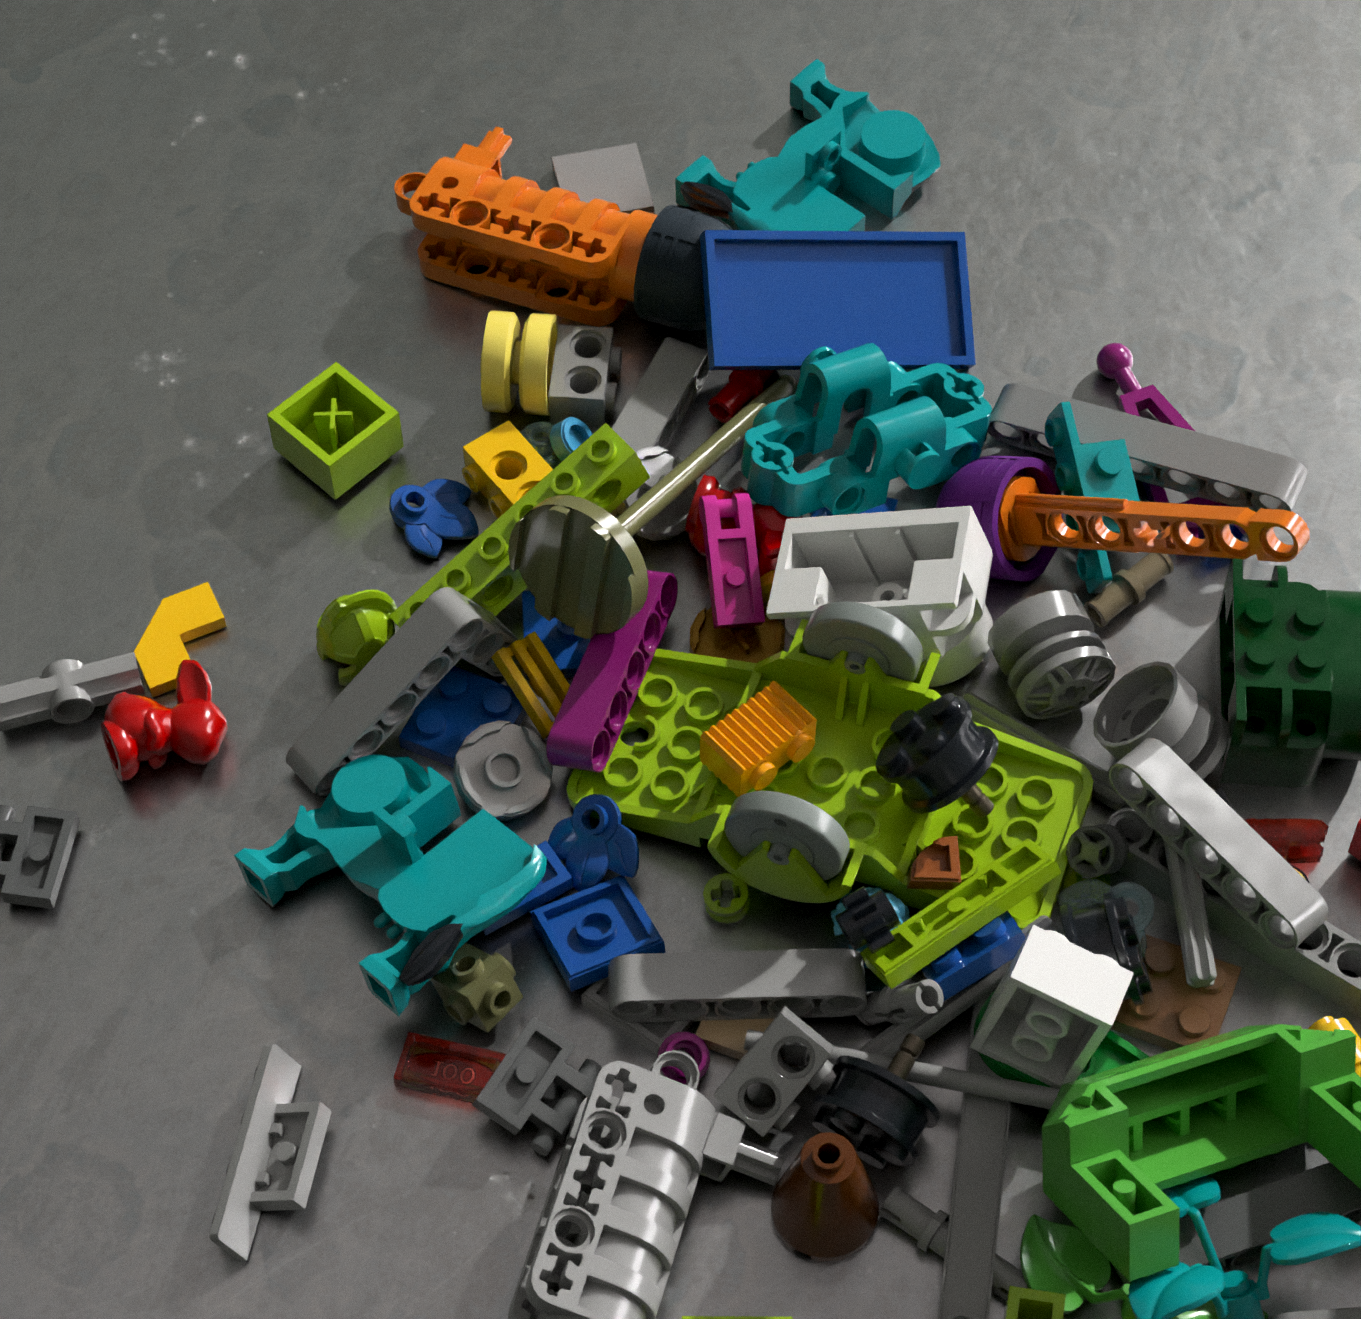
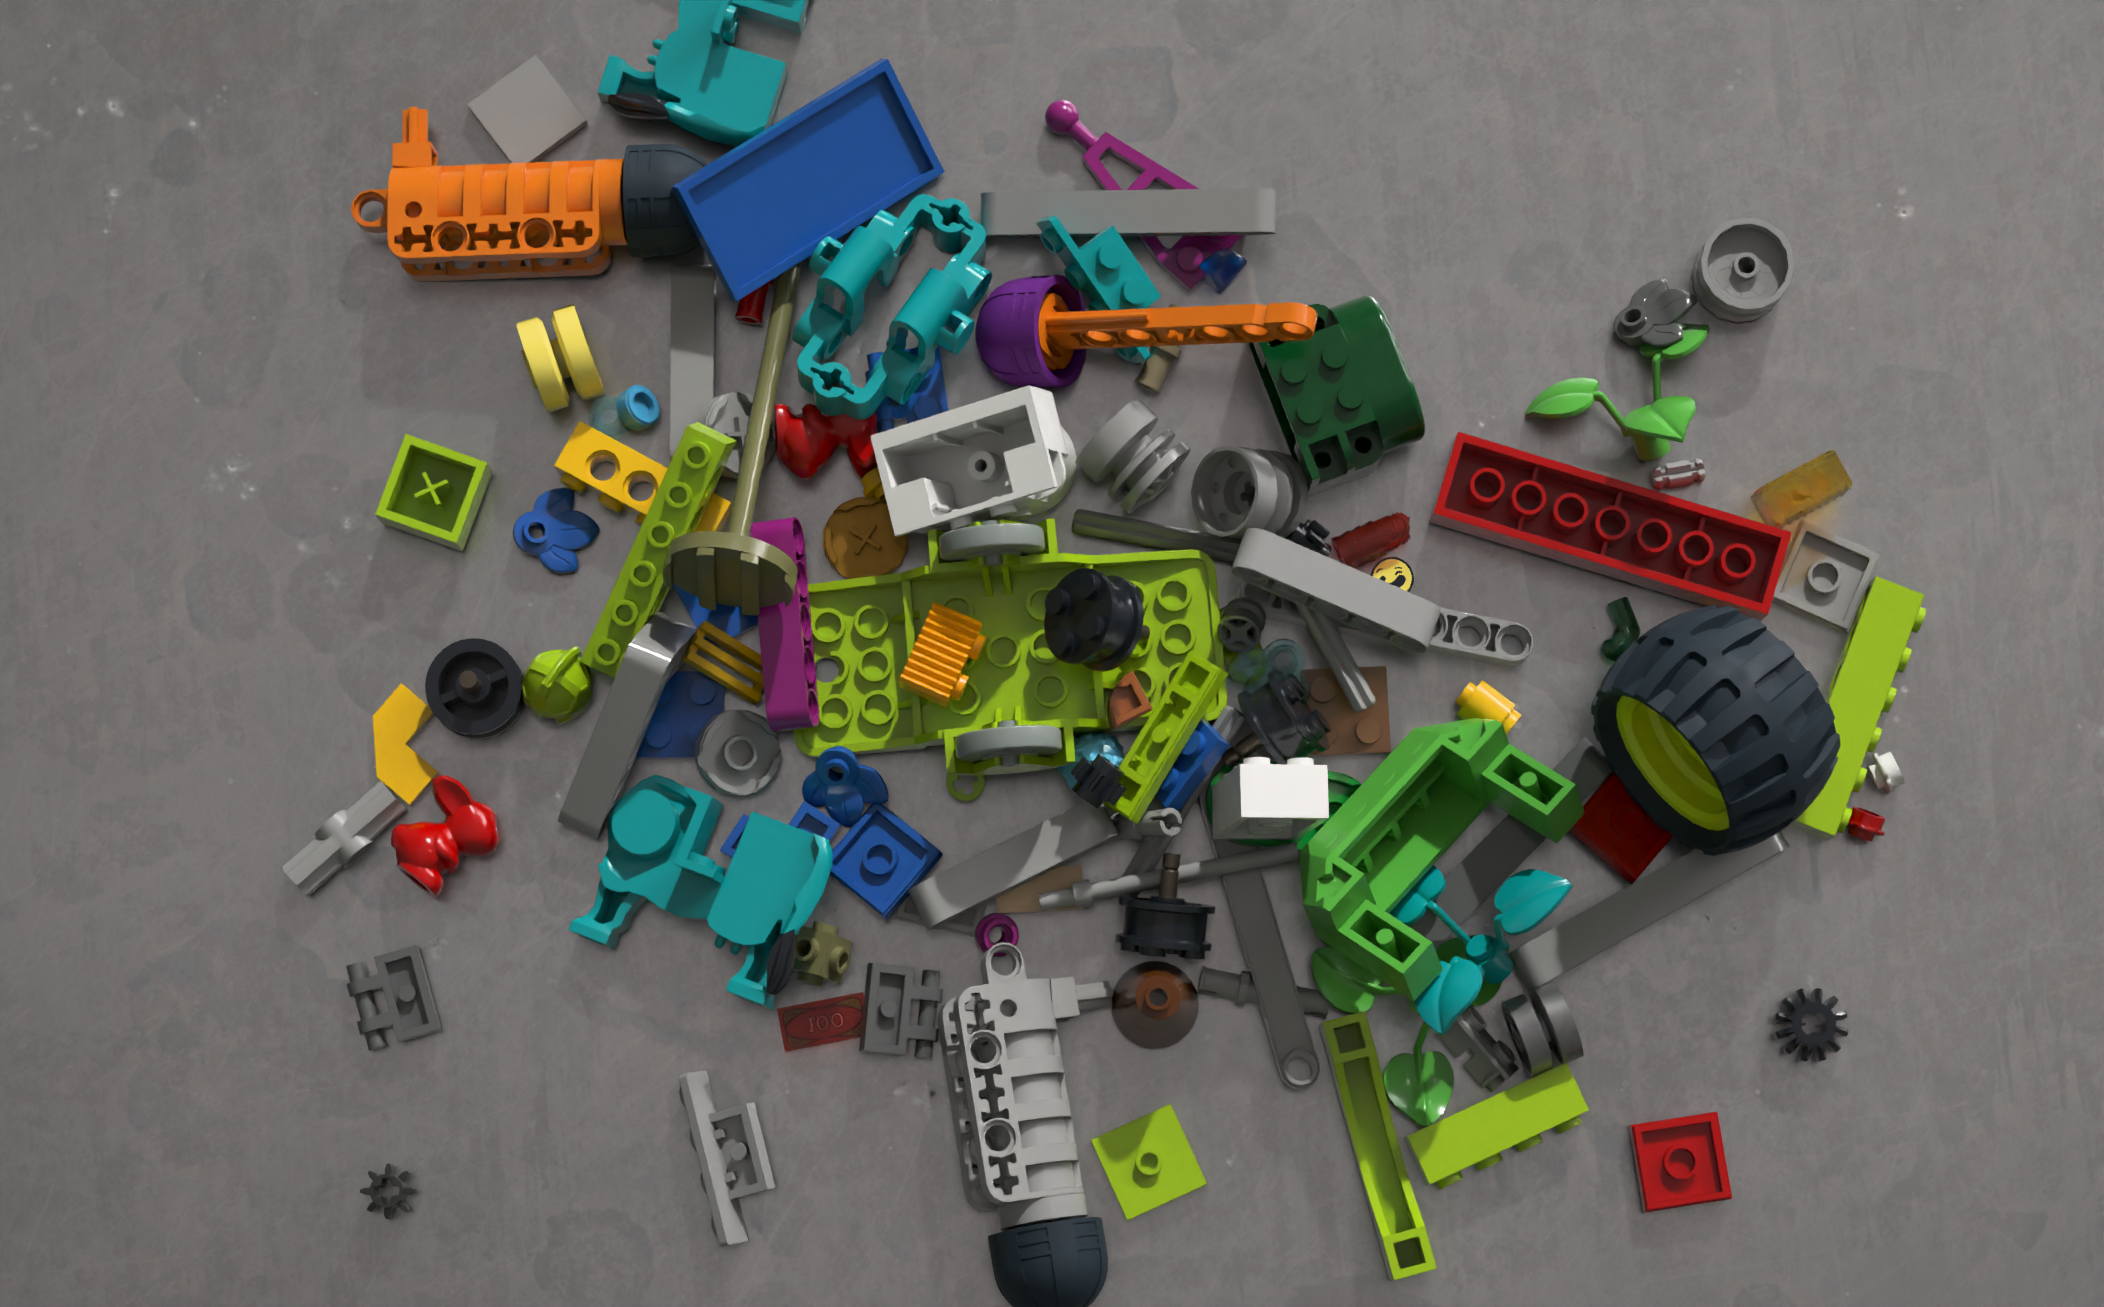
camera: 30 degrees left, 25 degrees up
(273, 607) = (475, 688): none -> black wheel
(583, 374) = (606, 338): light grey brick -> none
(732, 562) = (837, 484): dark pink plate -> none
(766, 1065) = (1069, 926): light grey brick -> none

